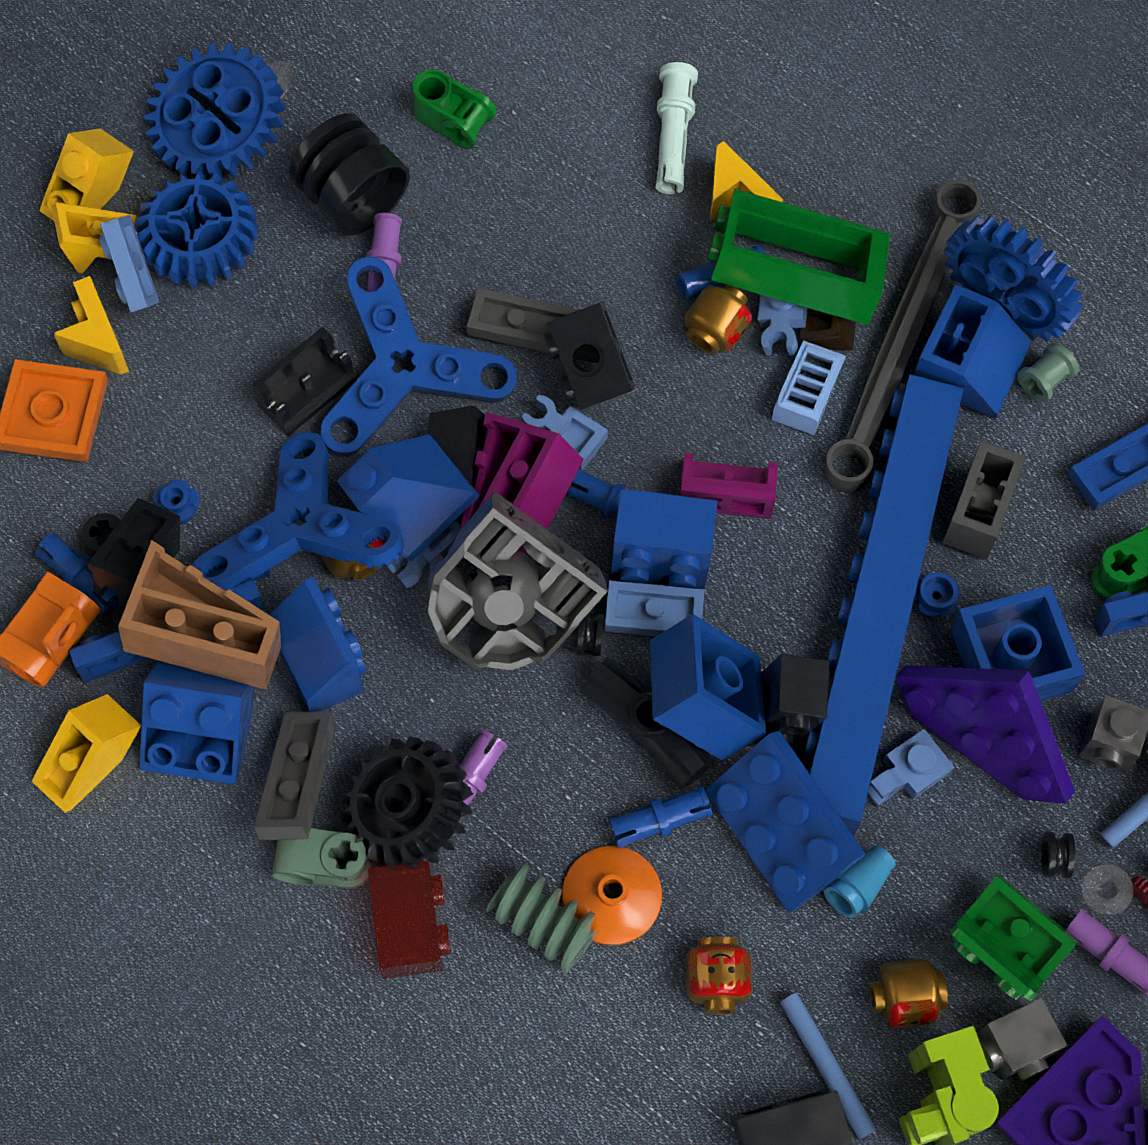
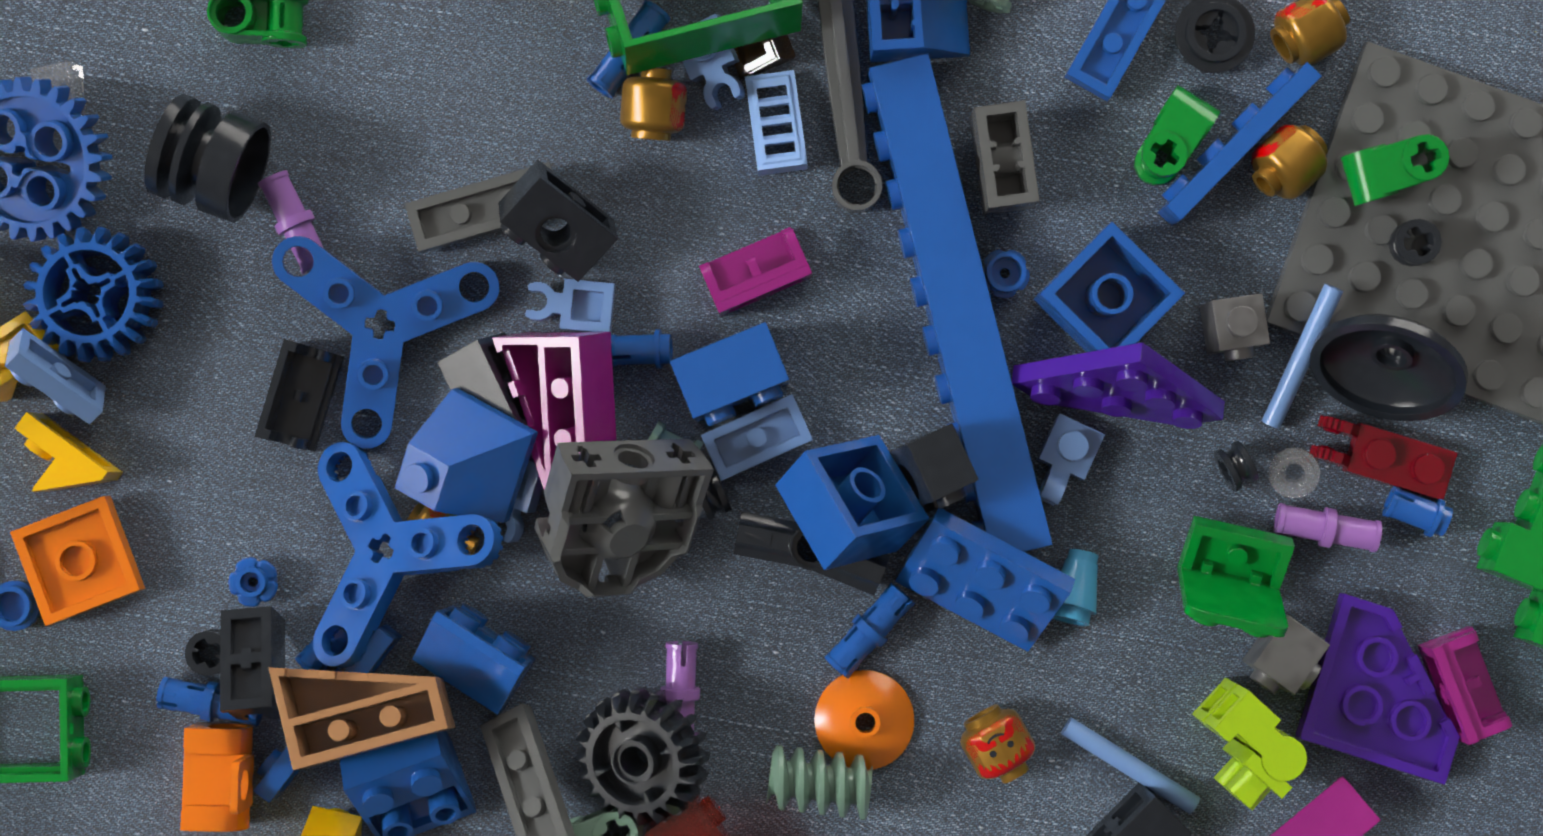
camera: 25 degrees left, 20 degrees up
(909, 993) = (1169, 666): pearl gold head -> none

